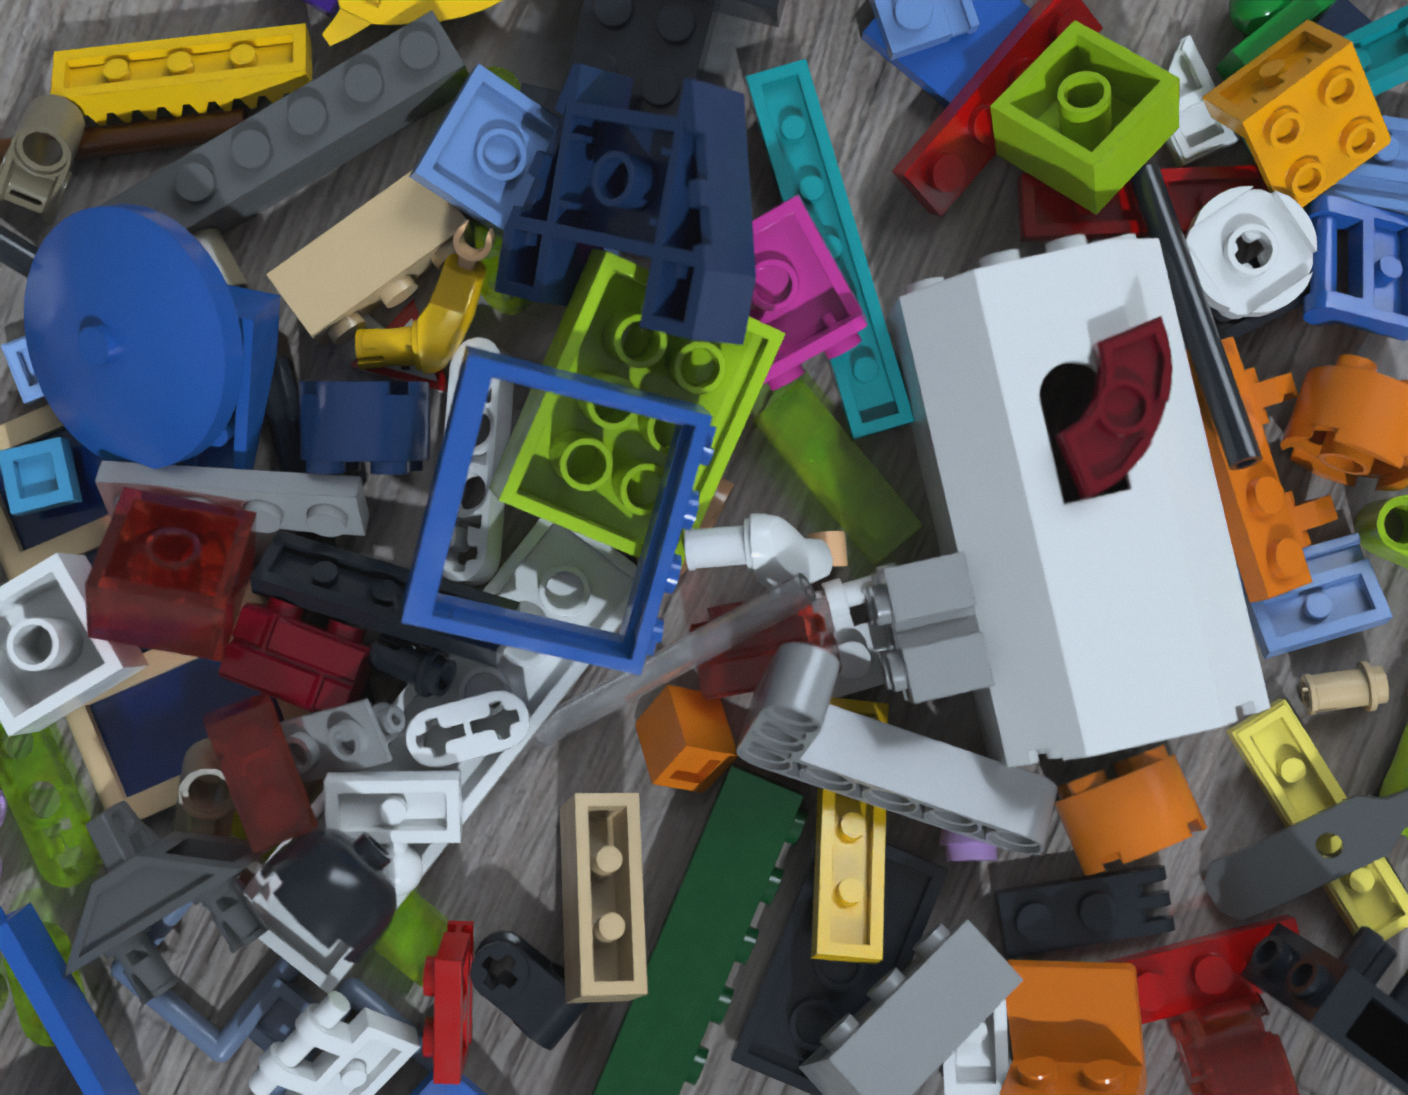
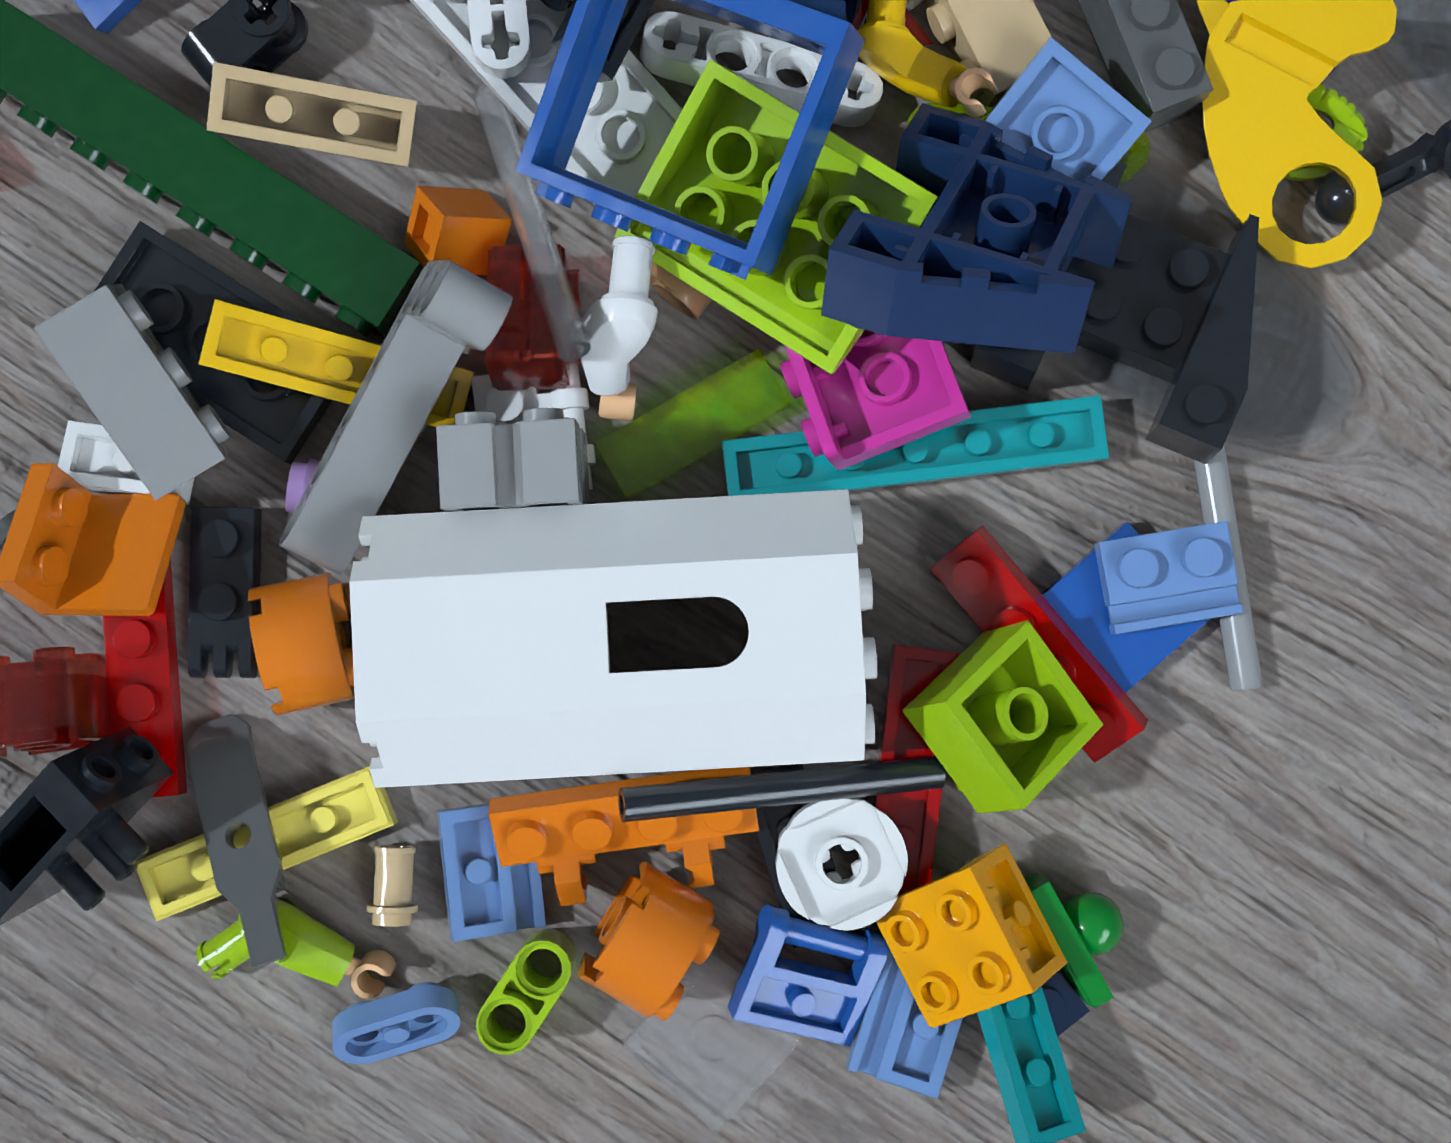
camera: 100 degrees right, 0 degrees up
(1124, 410) = (688, 677): dark red tile -> none
(1197, 132) = (974, 833): white tile -> none

